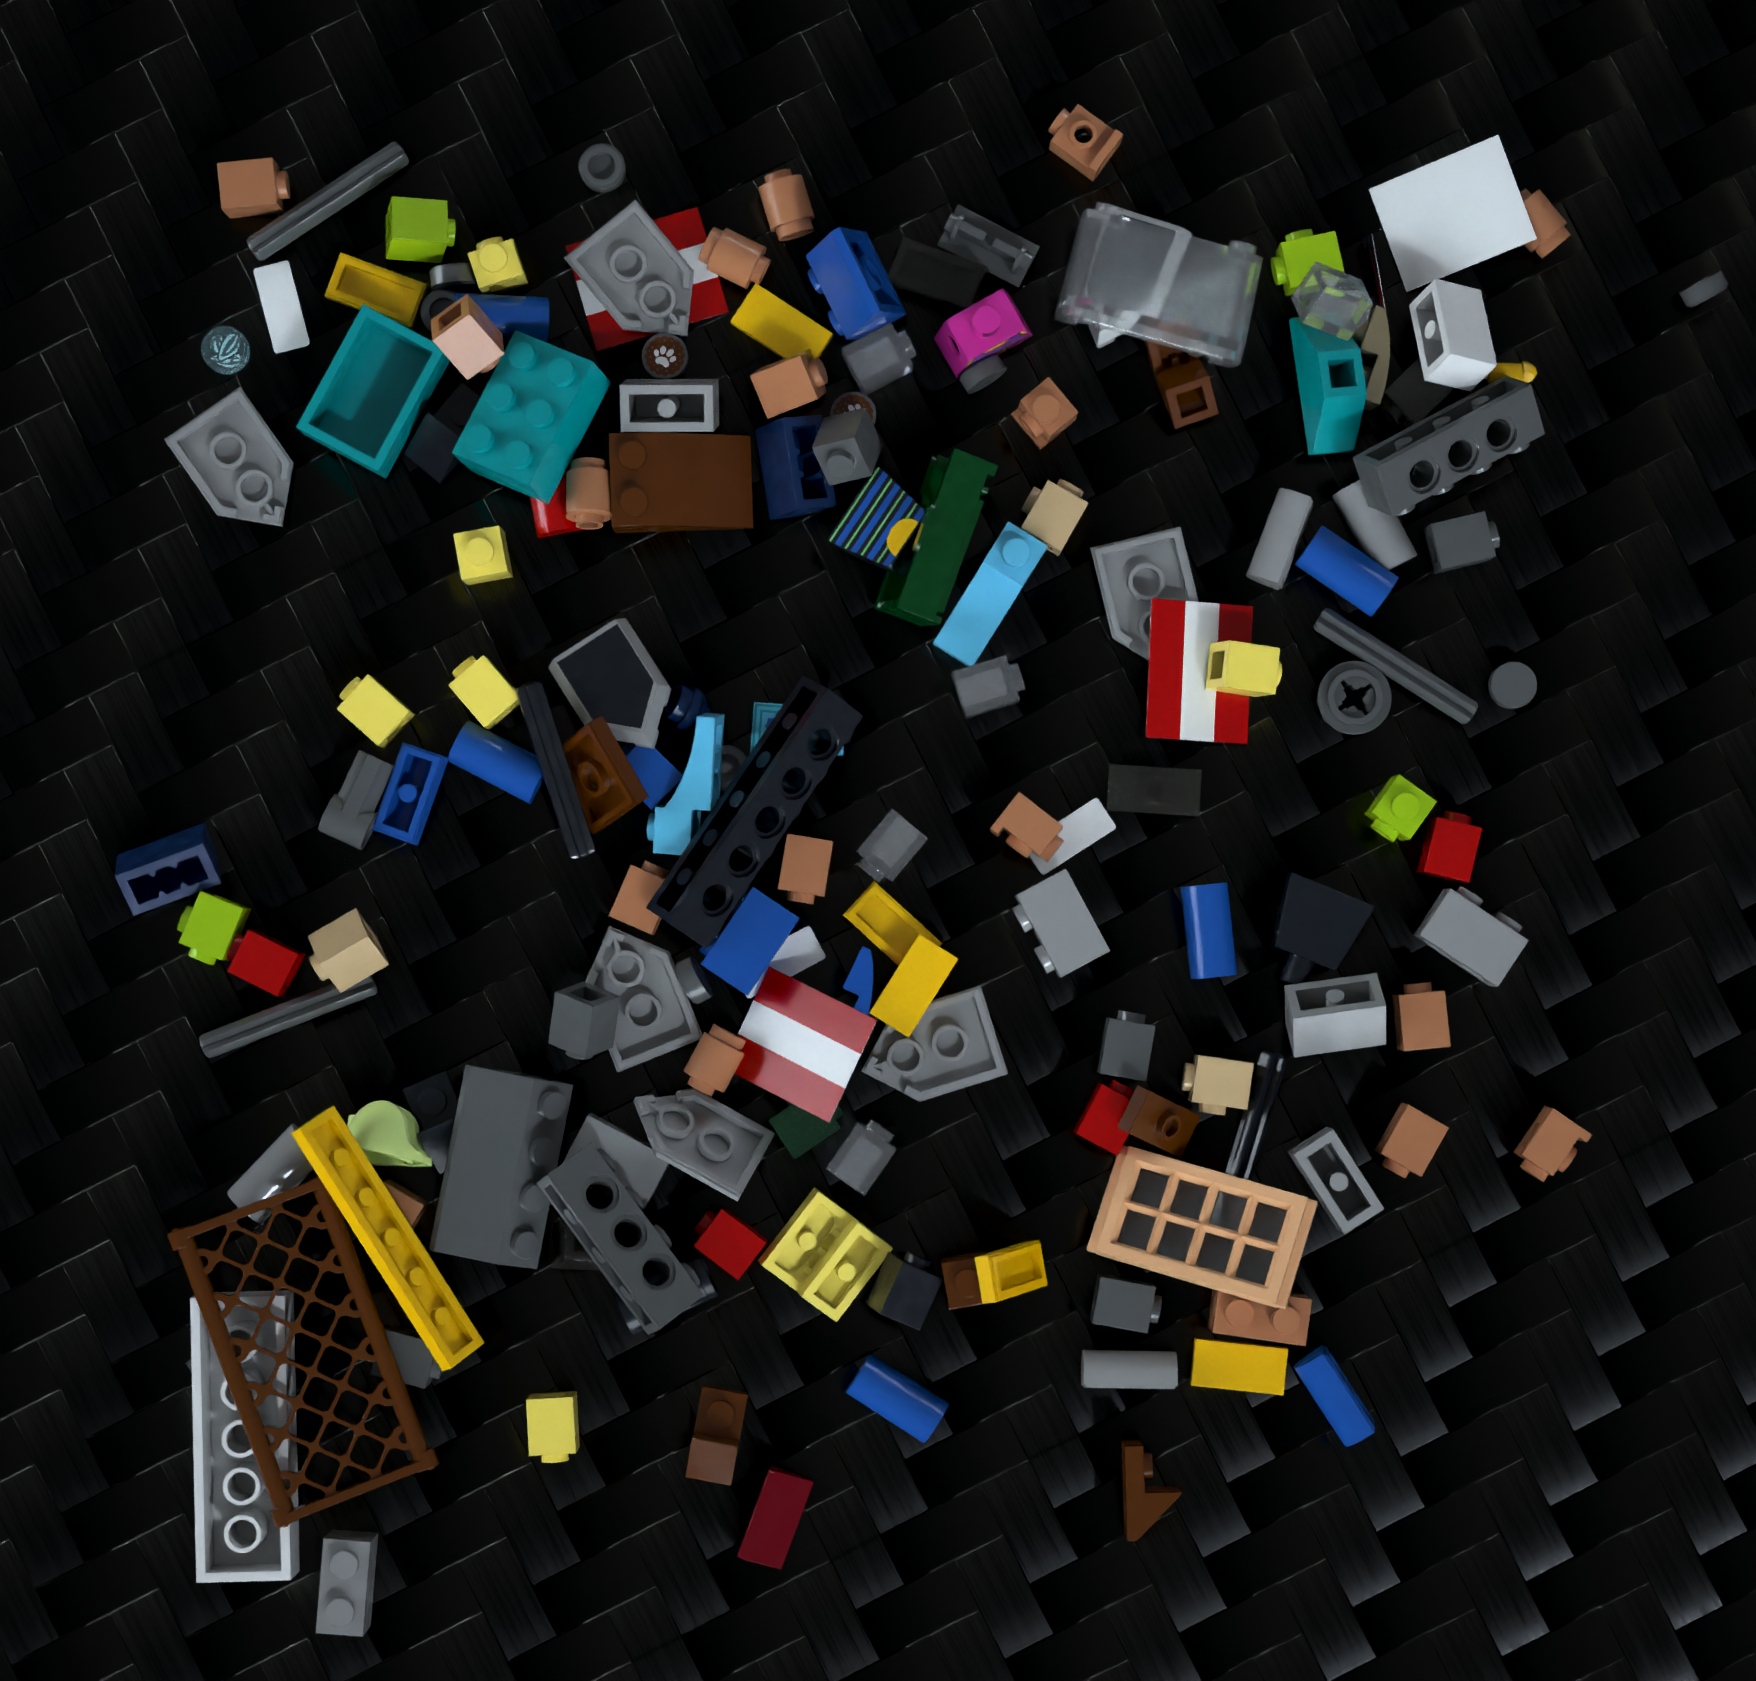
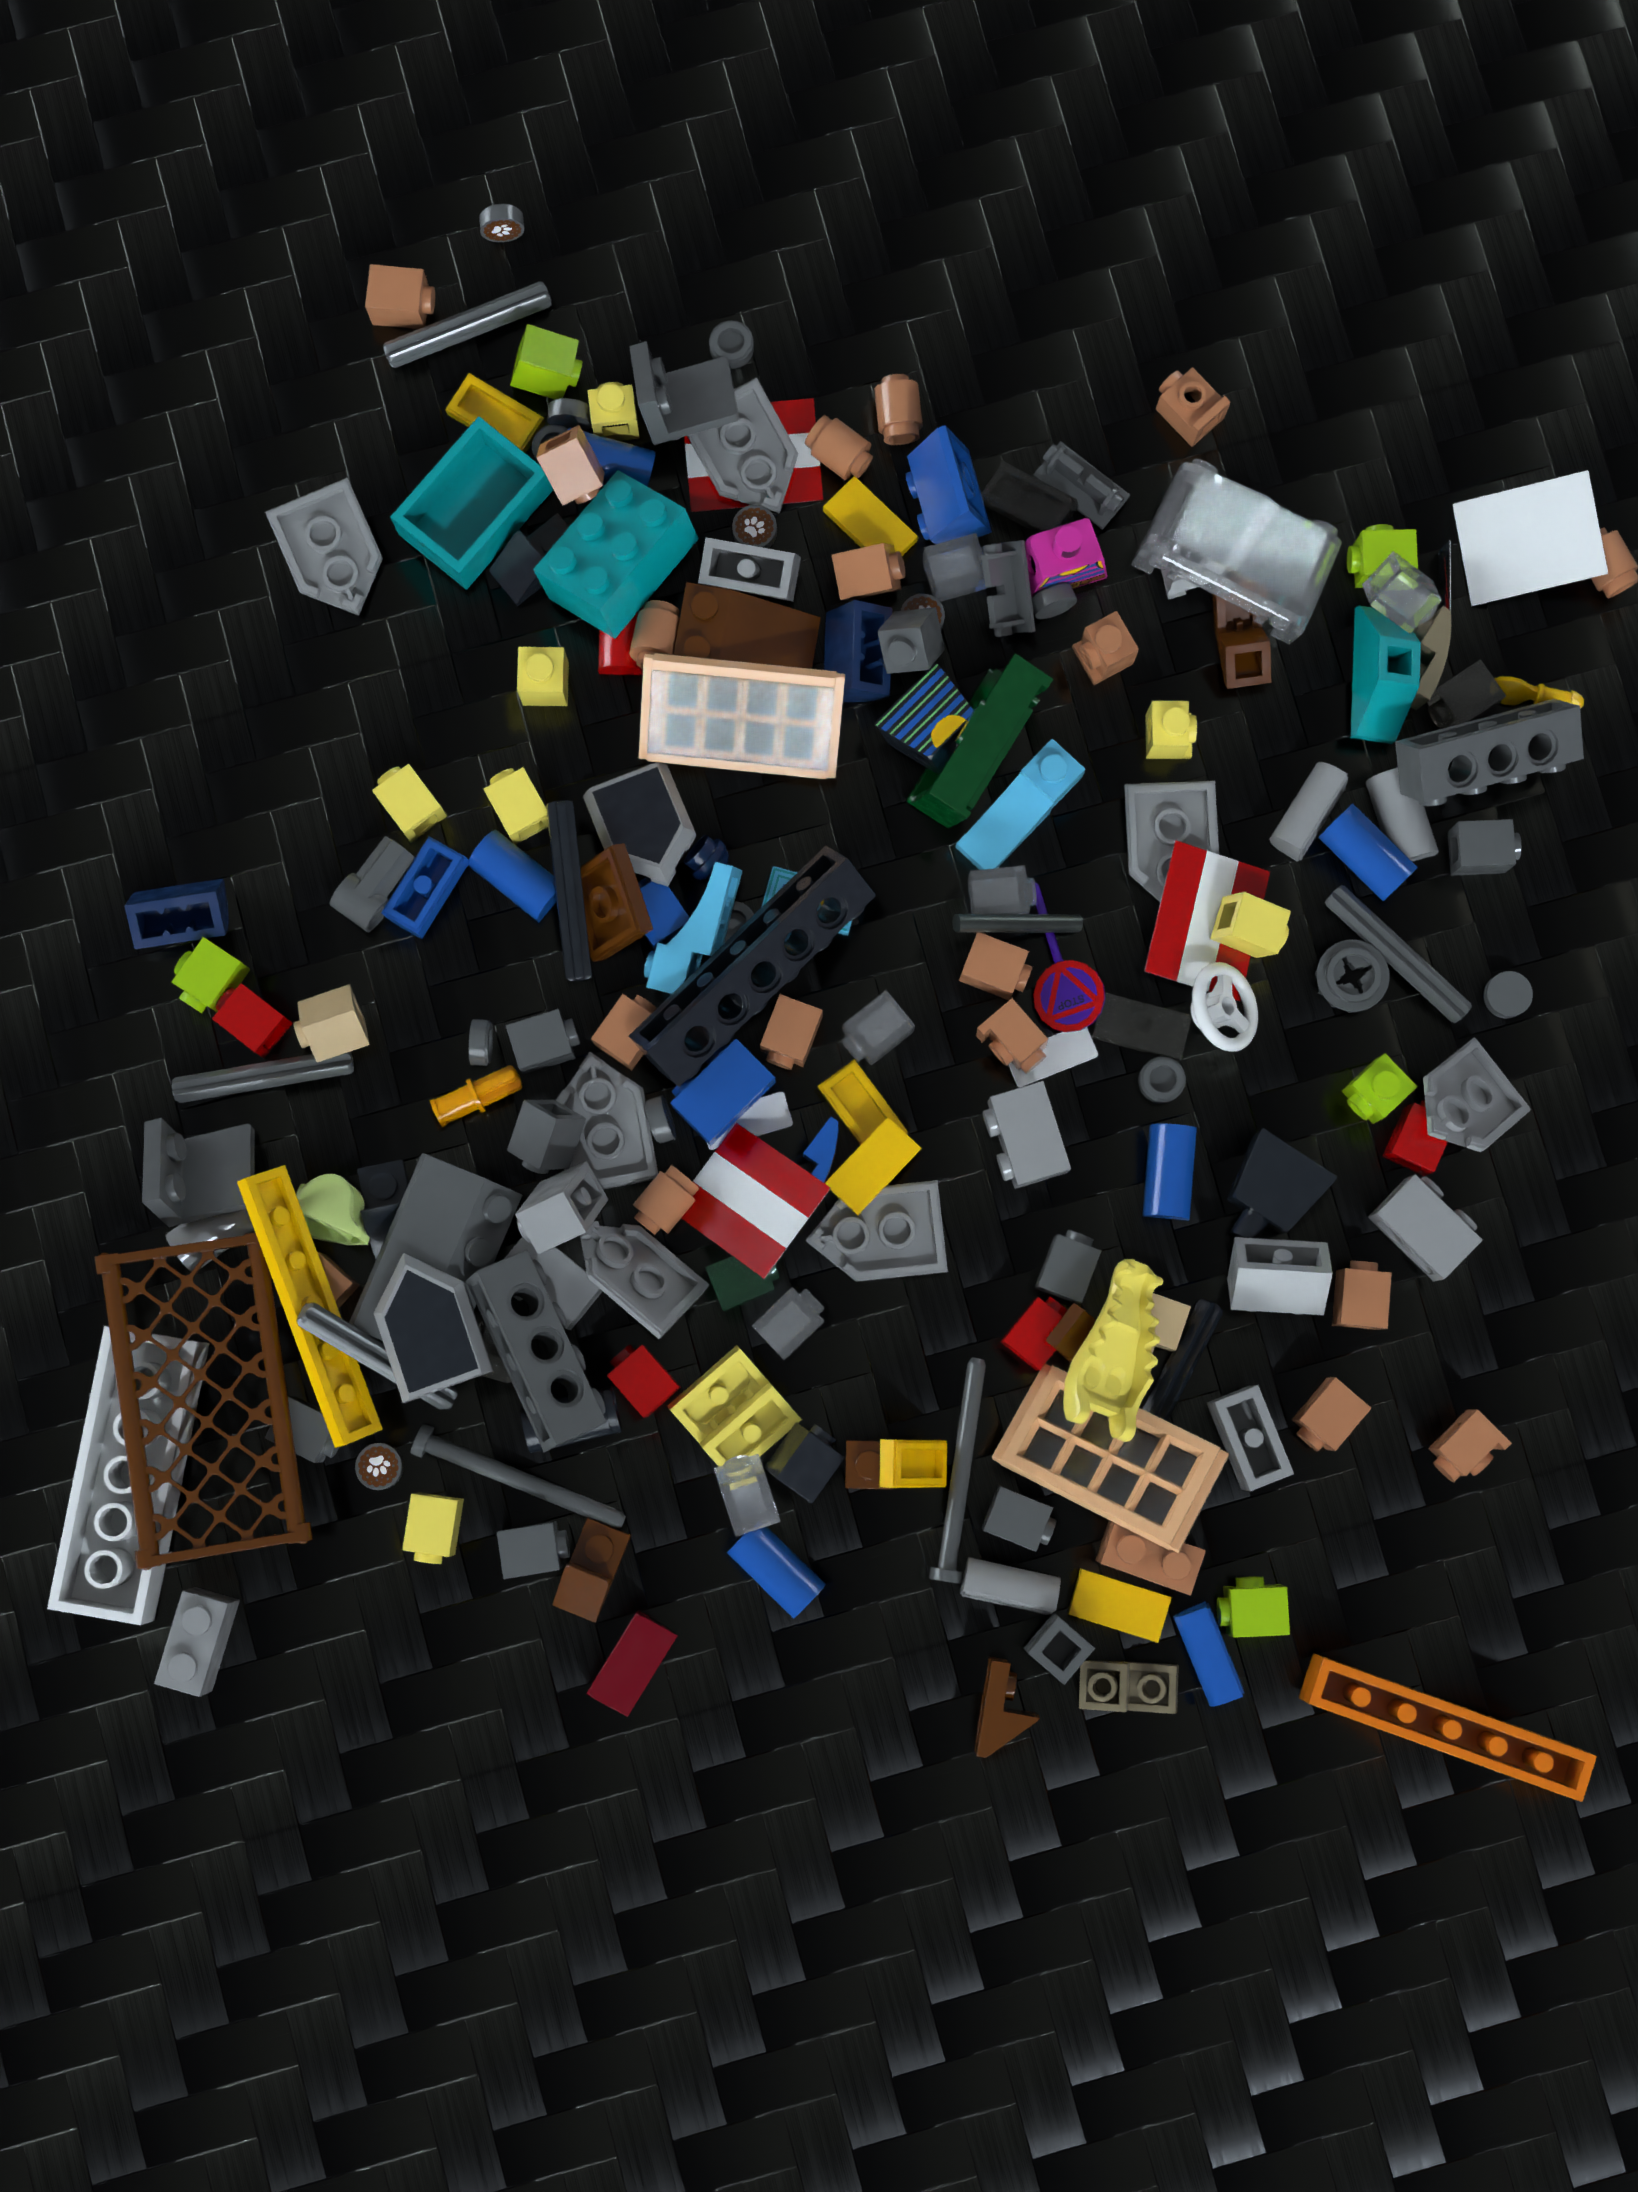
camera: 15 degrees right, 5 degrees down
(225, 350) = (341, 442): clear light blue tile -> none
(245, 1127) = (196, 1174): none -> dark grey bracket
(281, 307) = (403, 414): white sticker -> none
(340, 87) = (501, 223): none -> dark grey tile
(464, 1273) = (360, 1347): none -> dark grey axle
(487, 1376) = (379, 1466): none -> tile
(498, 939) = (480, 1042): none -> dark grey tile
(505, 991) = (476, 1095): none -> light orange axle
(511, 1239) = (429, 1330): none -> black tile
(560, 925) = (543, 1041): none -> dark grey brick
(566, 238) = (683, 399): none -> dark grey bracket
(615, 1091) = (561, 1207): none -> light grey brick
(623, 1361) = (513, 1477): none -> dark grey bar
(655, 1428) = (532, 1549): none -> dark grey brick
(691, 558) = (740, 716): none -> clear piece
(854, 1333) = (746, 1494): none -> clear brick
(930, 355) = (1007, 569): none -> dark grey hinge
(997, 760) = (996, 966): none -> nougat brick
(1010, 713) = (1018, 923): none -> pearl dark grey bar
(1053, 513) = (1097, 743): tan brick -> none
(1059, 1271) = (960, 1474): none -> dark grey bar
(1075, 769) = (1069, 992): none -> piece
(1125, 485) = (1170, 730): none -> light yellow brick
(1183, 839) = (1161, 1080): none -> dark grey tile
(1187, 1421) = (1059, 1648): none -> dark grey brick
(1190, 1130) = (1116, 1358): none -> light yellow animal
(1228, 758) = (1220, 1008): none -> white piece
(1262, 1442) = (1128, 1686): none -> dark tan slope
(1370, 1344) = (1254, 1608): none -> lime brick
(1452, 335) = (1511, 647): white brick -> none
(1492, 802) = (1471, 1099): none -> light grey tile
(1577, 1421) = (1447, 1727): none -> orange brick

